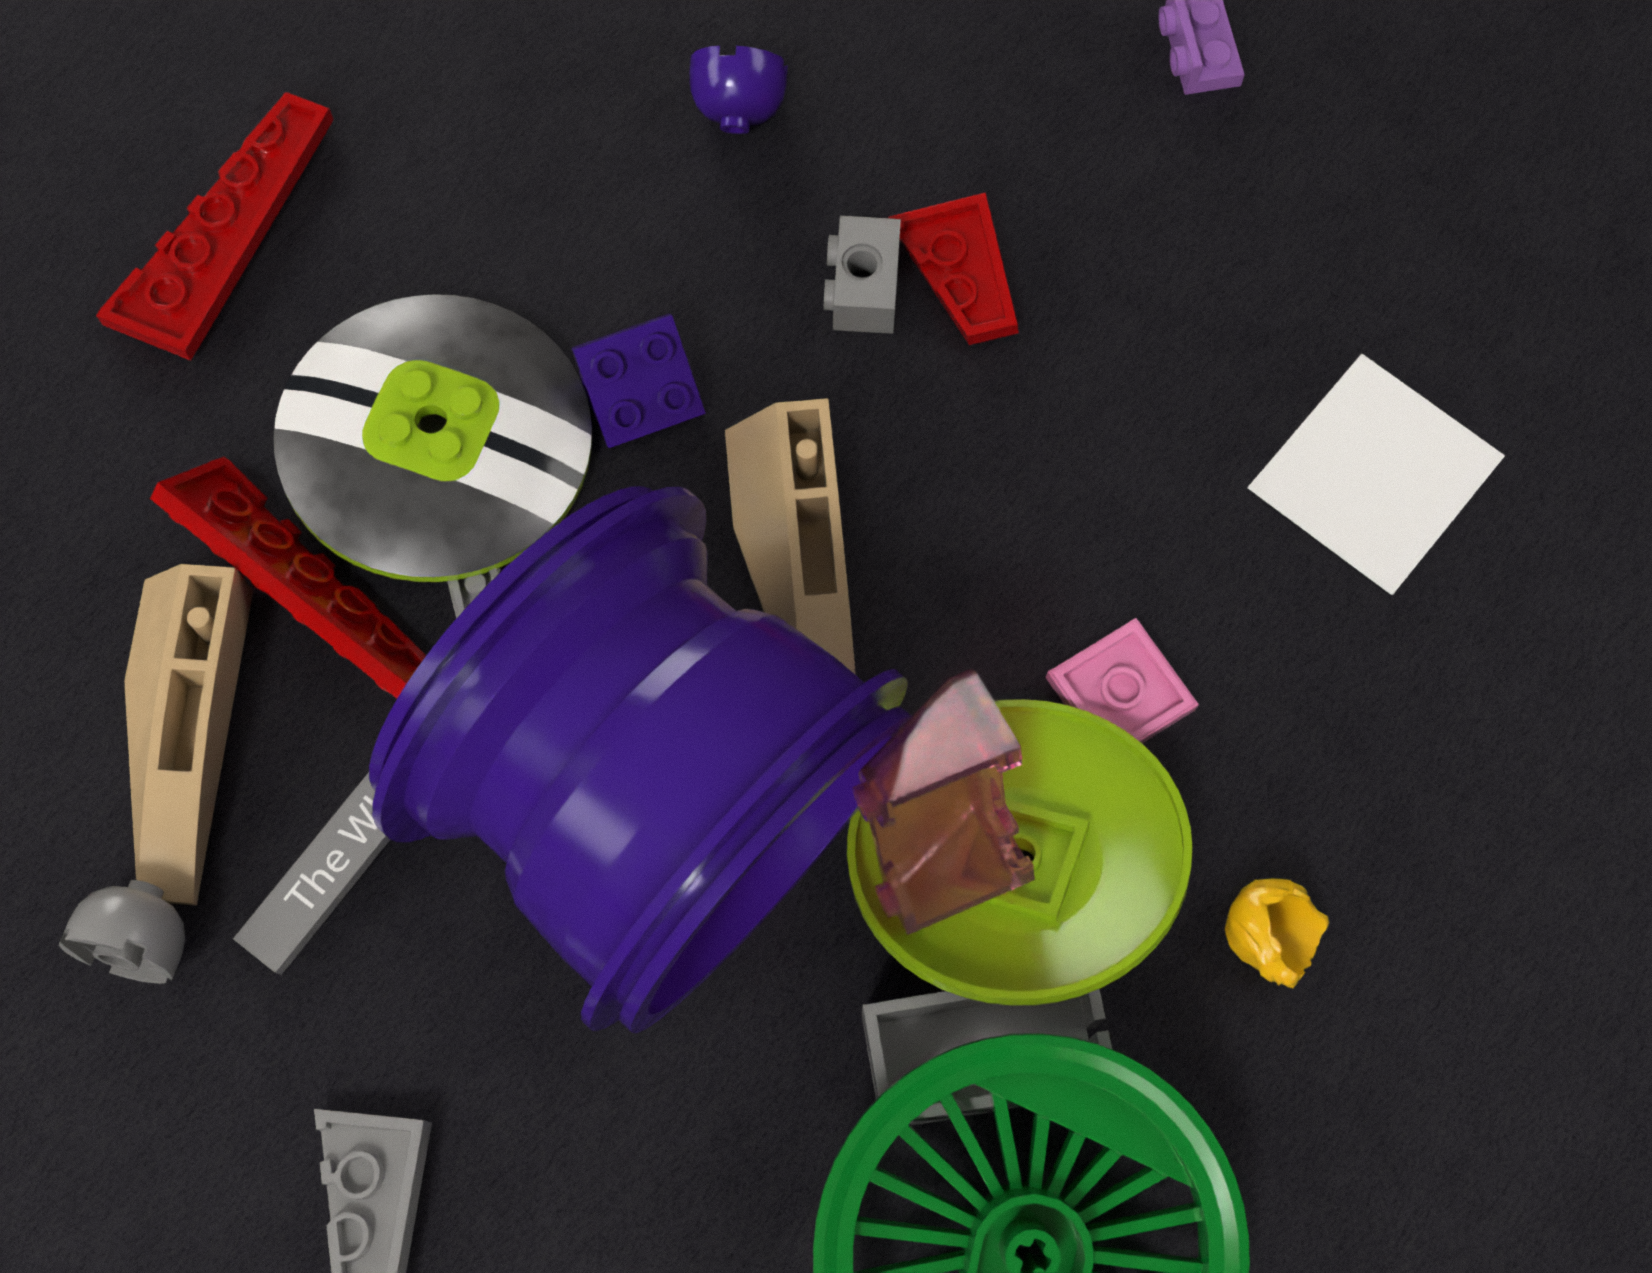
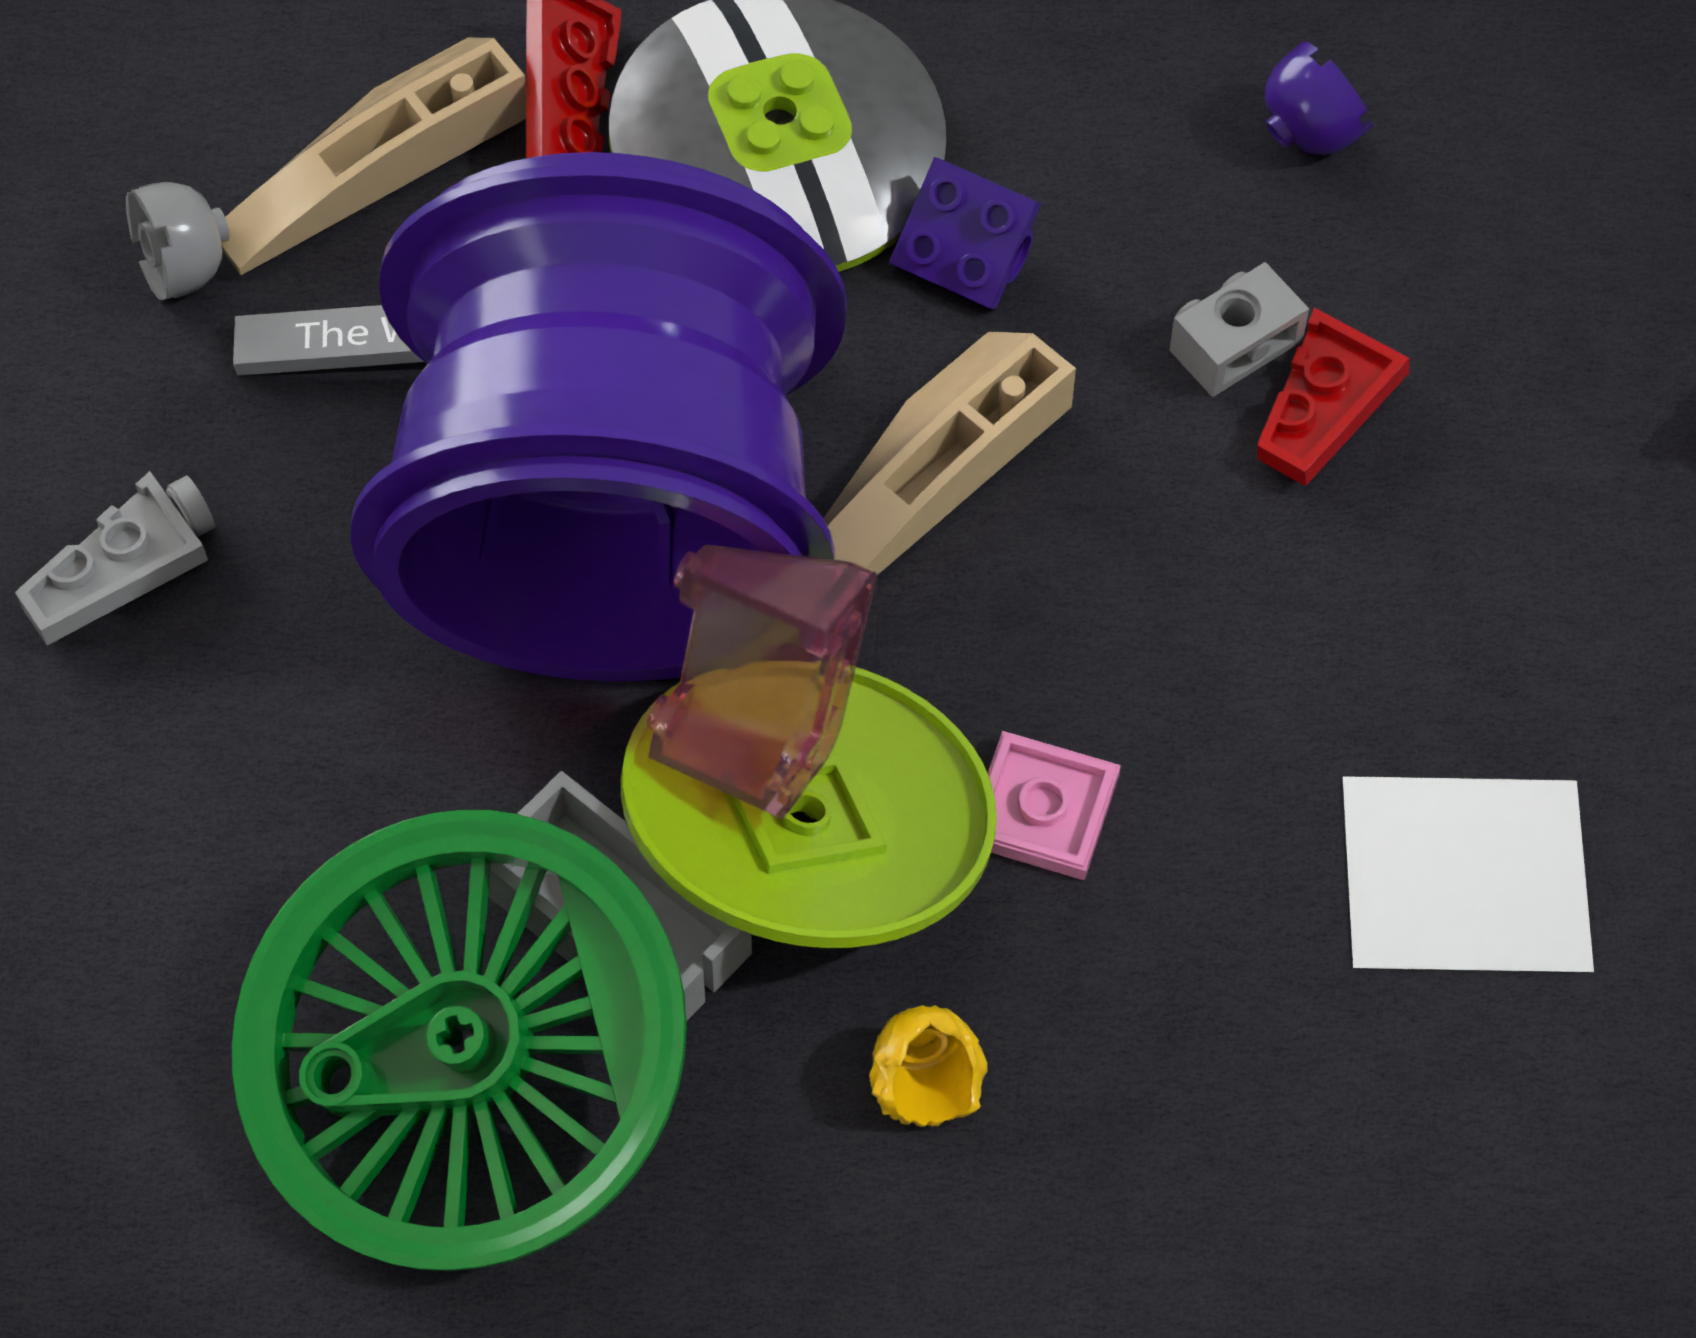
camera: 50 degrees right, 10 degrees down
(376, 1102) = (191, 505): none -> light grey tile

